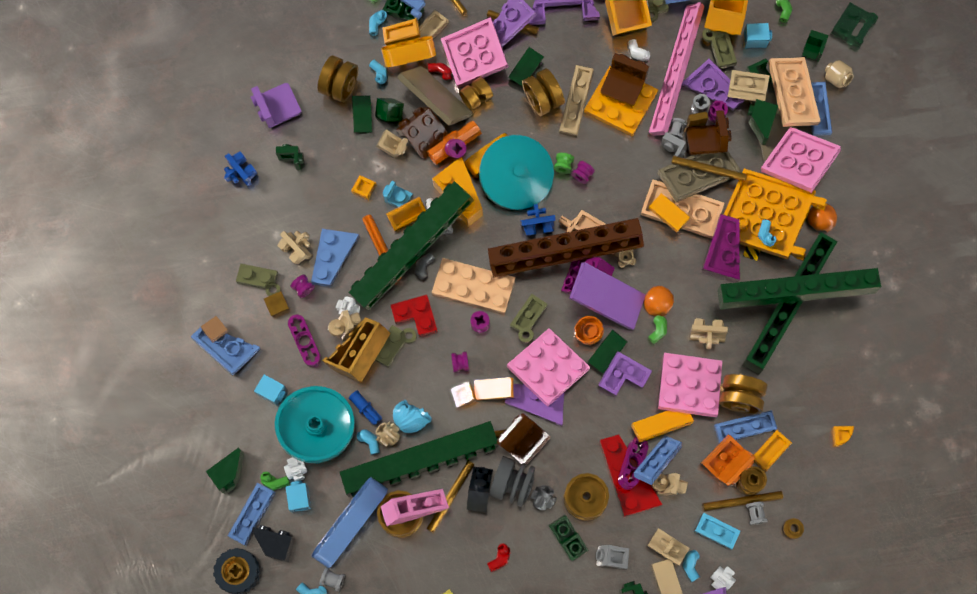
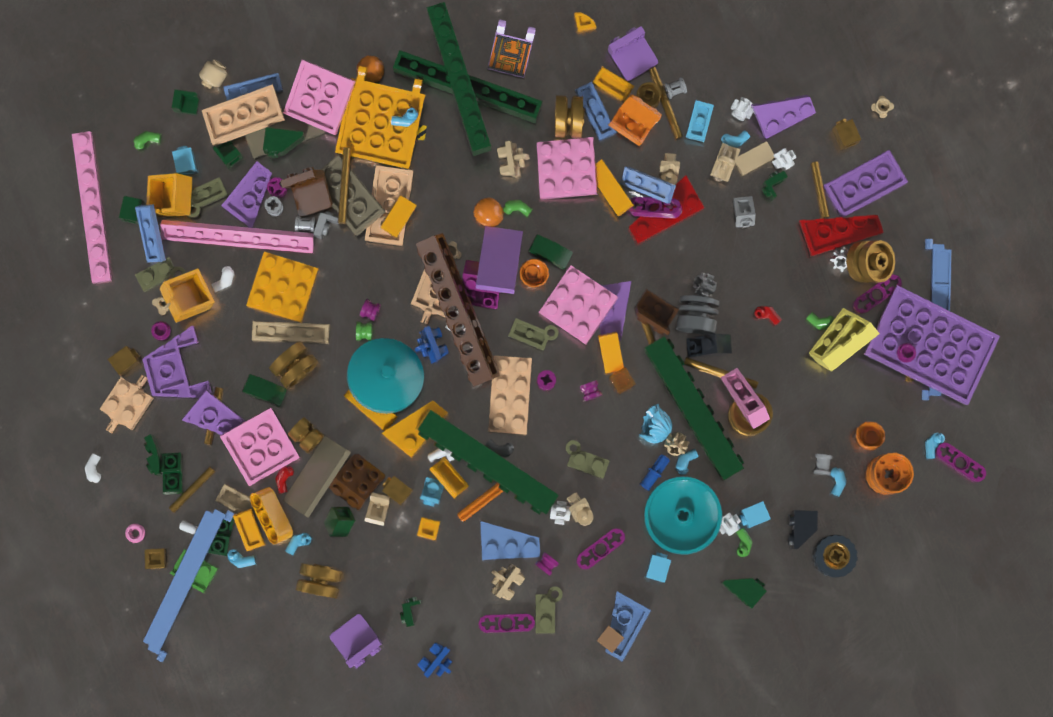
camera: 110 degrees left, 10 degrees up
(249, 252) = (492, 619): none -> magenta beam
(251, 514) = (779, 557): medium blue tile -> none
(276, 303) = (569, 586): pearl gold tile -> none
(349, 522) = (769, 458): medium blue beam -> none
(359, 350) = (603, 489): pearl gold wedge -> none
(362, 113) = (349, 548): dark green slope -> none
(406, 164) = (396, 490): none -> pearl gold brick
(416, 309) = (546, 443): red plate -> none
(454, 145) = (372, 445): magenta wheel -> none
(466, 134) = (364, 446): orange piece -> none
(568, 537) = (735, 255): dark green slope -> none
(579, 487) = (707, 243): pearl gold wheel -> none
(621, 369) = (565, 233): medium lavender plate -> none
(625, 79) = (265, 285): reddish brown bracket -> none
(697, 119) = (290, 206): pearl gold tile -> none
(724, 248) = (424, 157): magenta wing -> none
(748, 85) = (248, 160): tan plate -> none
(787, 528) = (681, 59): pearl gold plate -> none
(800, 476) = (632, 53): none -> medium lavender bracket
(820, 354) = (510, 53): none -> flag
(849, 21) = (150, 72): clear green plate -> none

